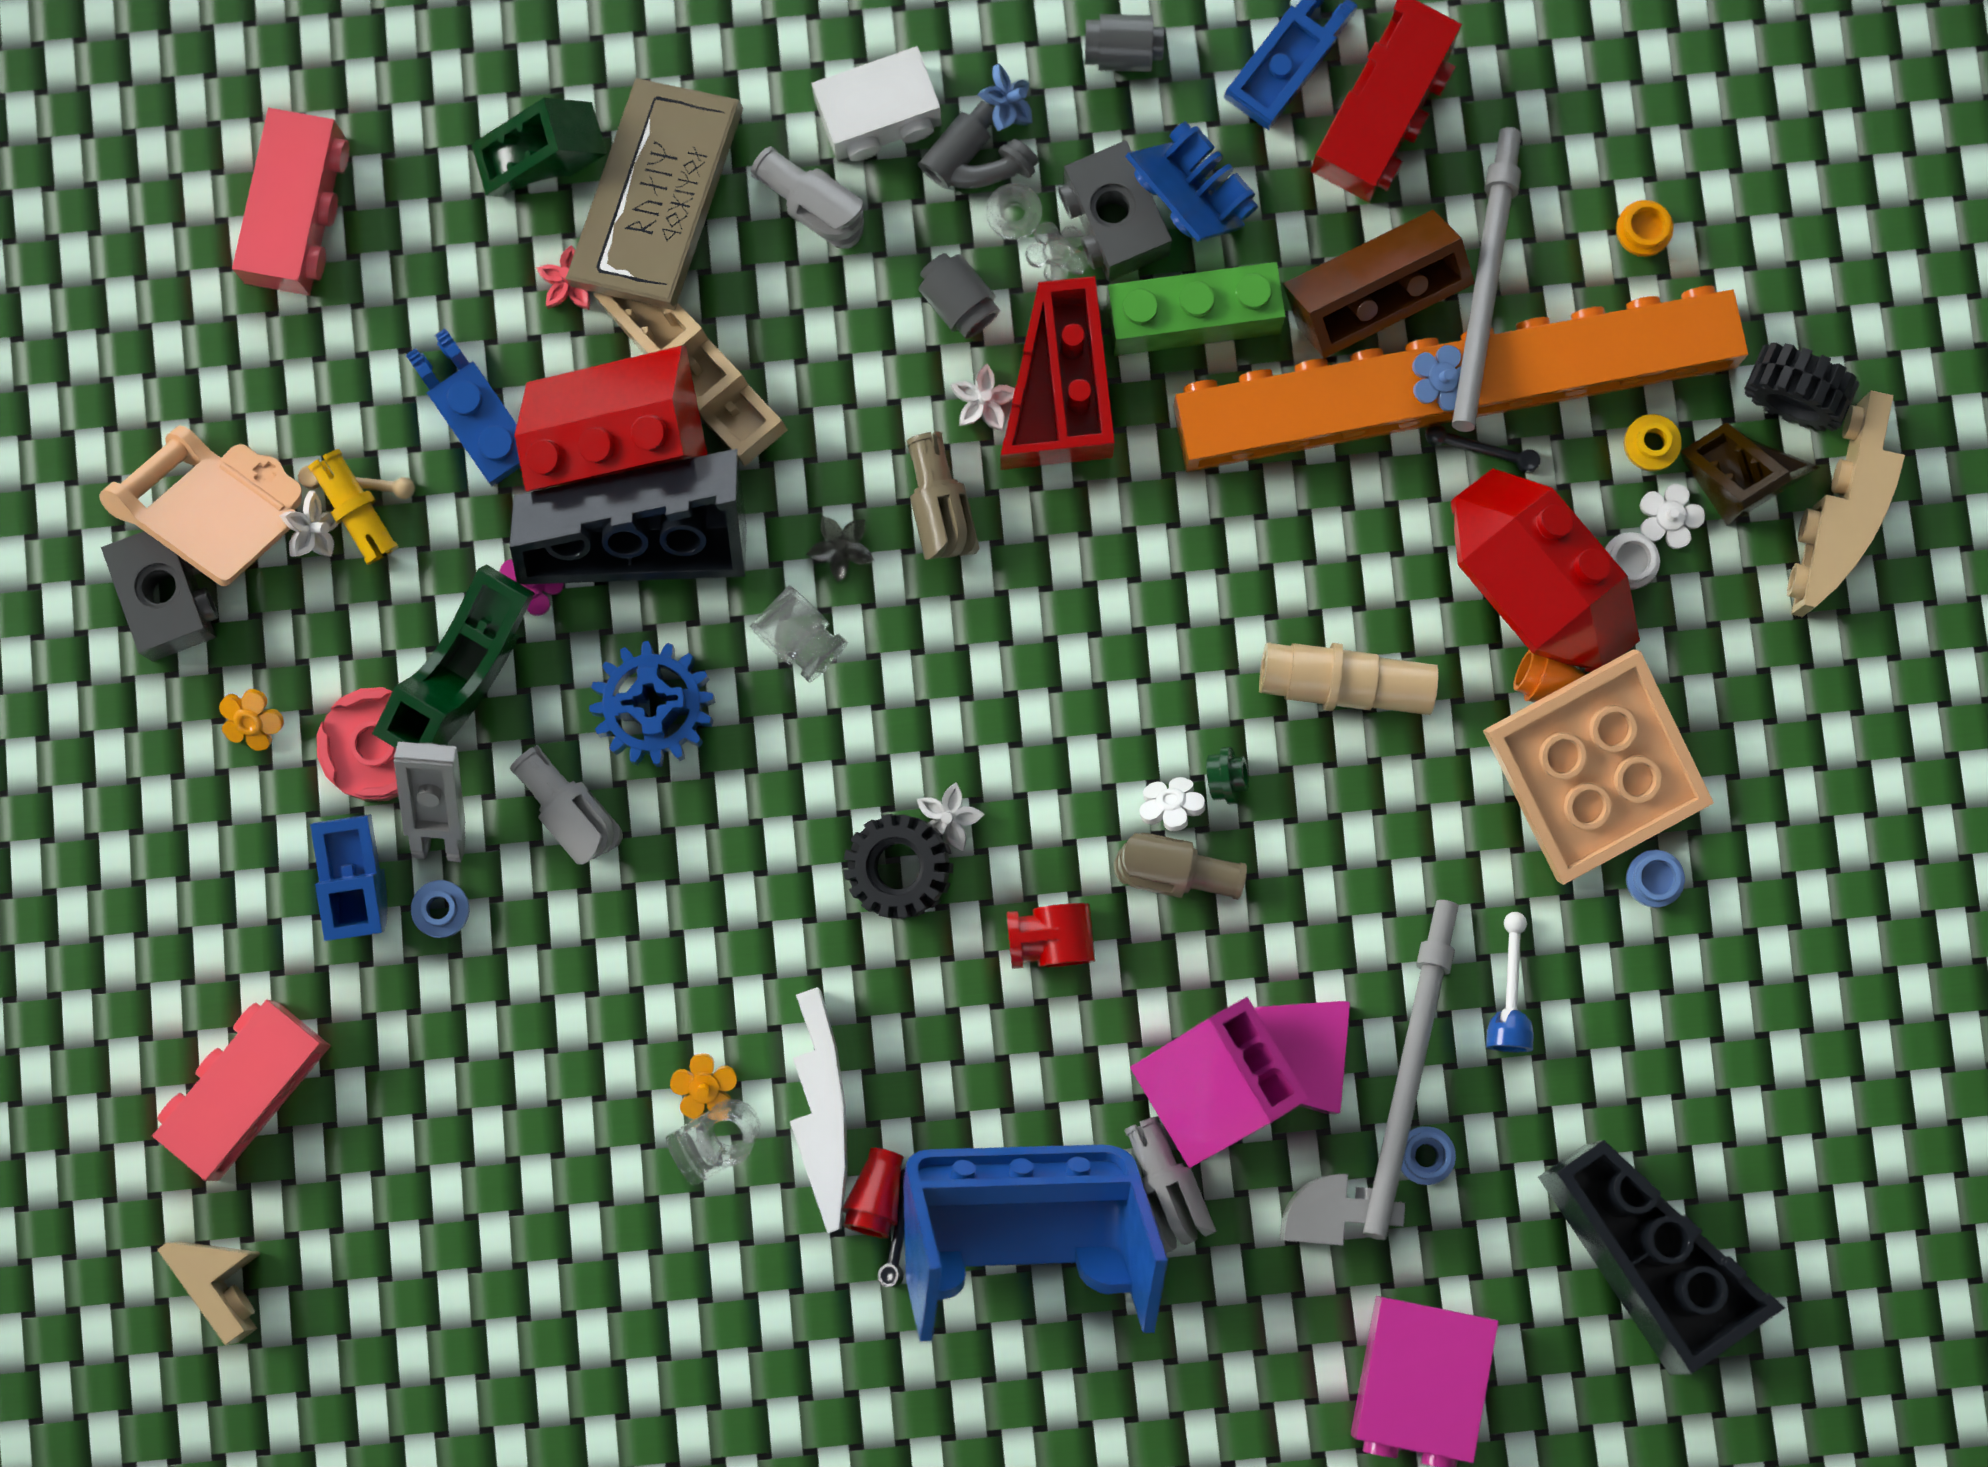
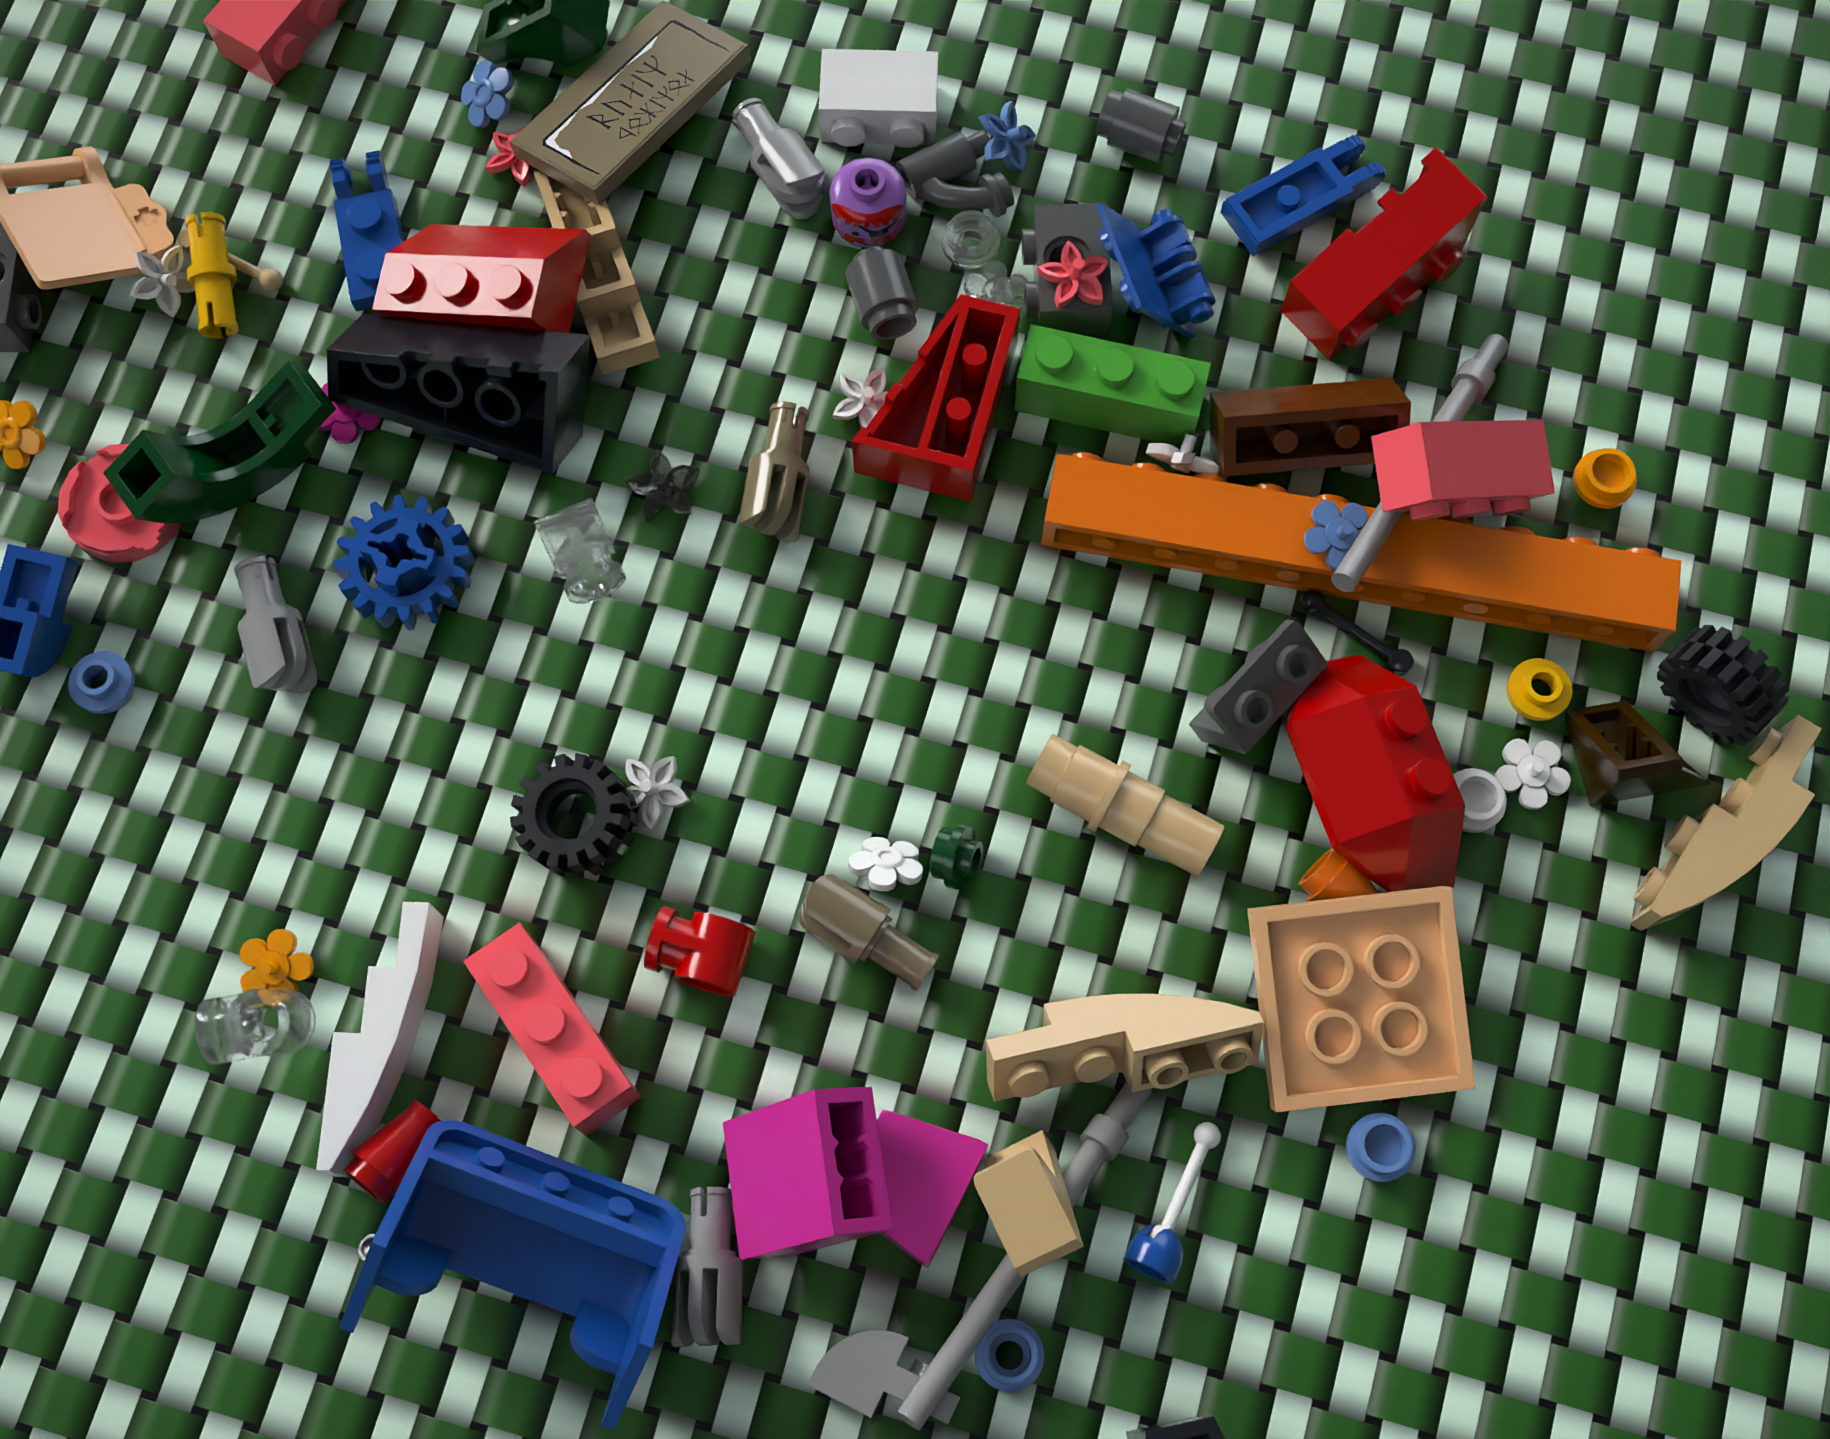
camera: 20 degrees right, 10 degrees down
(430, 797) = (130, 560): light grey hinge -> none
(516, 234) = (487, 93): none -> medium blue plant
(907, 231) = (868, 202): none -> medium lavender head
(960, 1047) = (552, 1029): none -> coral brick
(1128, 224) = (1075, 276): none -> coral plant
(1284, 351) = (1182, 459): none -> white plant
(1399, 1033) = (1029, 1203): none -> tan slope
(1423, 538) = (1260, 690): none -> dark grey bracket
(1439, 866) = (1145, 1036): none -> tan slope
(1526, 280) = (1463, 468): none -> coral brick

